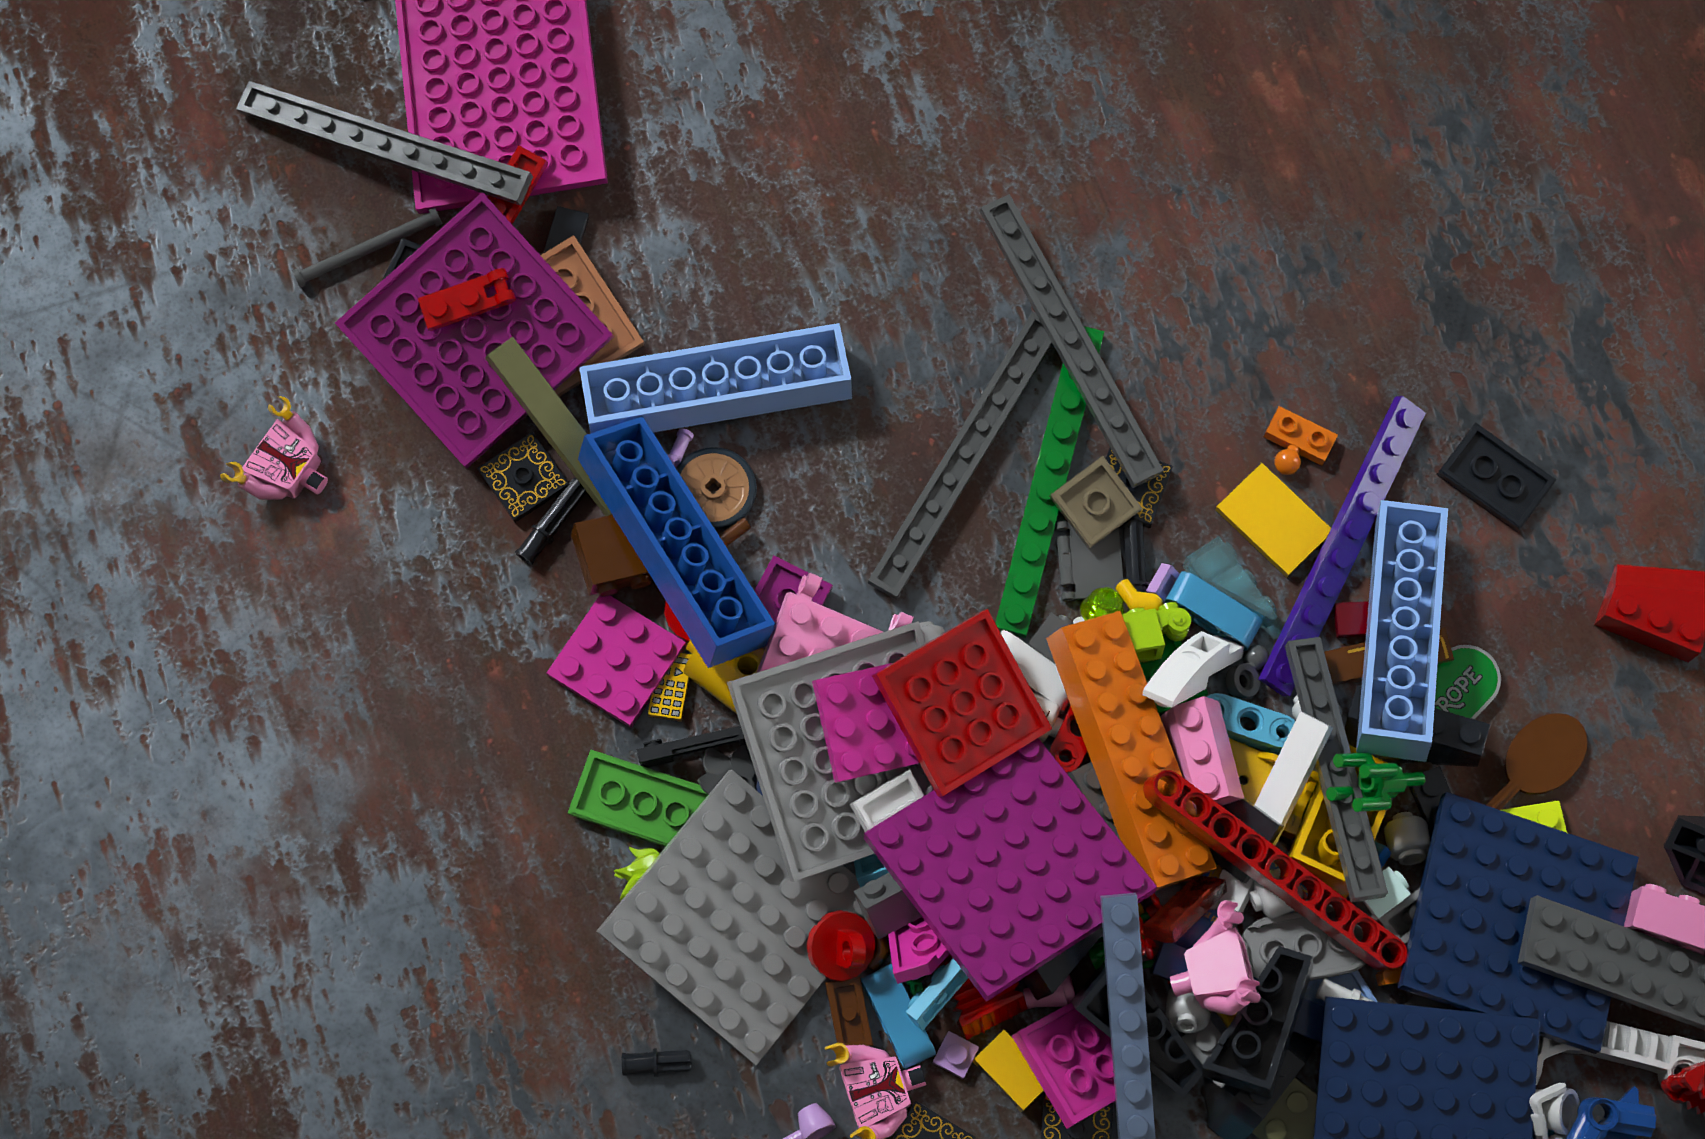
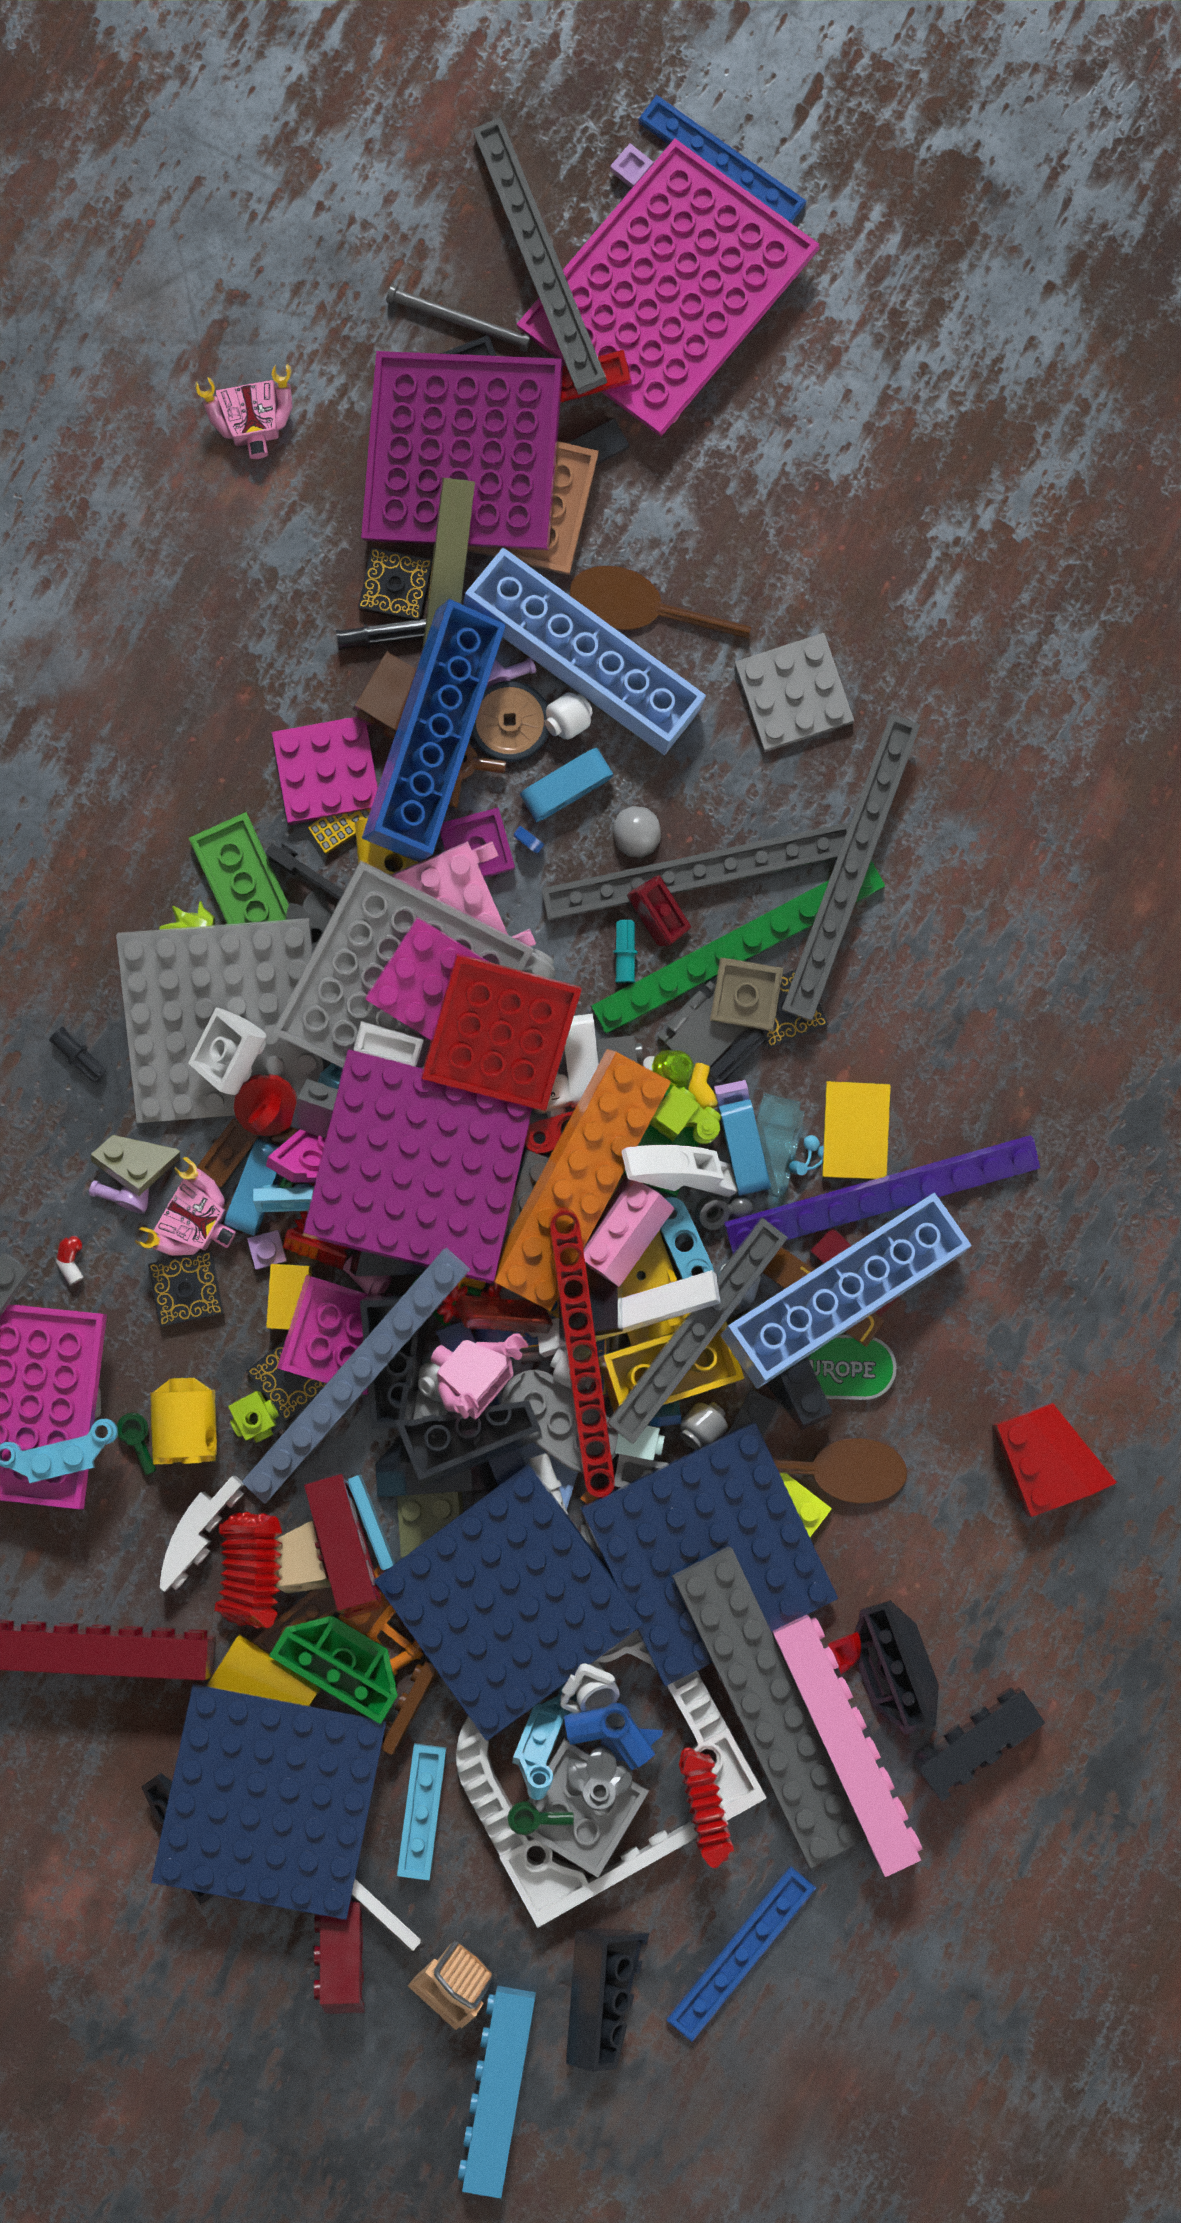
camera: 55 degrees right, 10 degrees up
(381, 25) = (630, 165): none -> lavender plate
(466, 300) = (473, 423): red plate -> none
(712, 316) = (632, 601): none -> reddish brown piece
(753, 440) = (568, 715): none -> white head
(774, 930) = (227, 1051): none -> white brick
(786, 1096) = (134, 1162): none -> wing
(804, 490) = (566, 784): none -> dark azure beam
(820, 556) = (528, 839): none -> blue tile
(890, 472) = (637, 831): none -> light grey hair
(892, 266) = (794, 692): none -> light grey plate
(969, 510) = (659, 911): none -> dark red slope
(975, 564) = (625, 952): none -> teal axle
(1255, 561) = (811, 1143): none -> medium azure piece
(1299, 438) = (935, 1094): orange plate -> none
(1376, 782) = (709, 1366): green plant -> none
(1496, 477) = (1039, 1260): black tile -> none
(1682, 884) = (846, 1651): none -> red tile

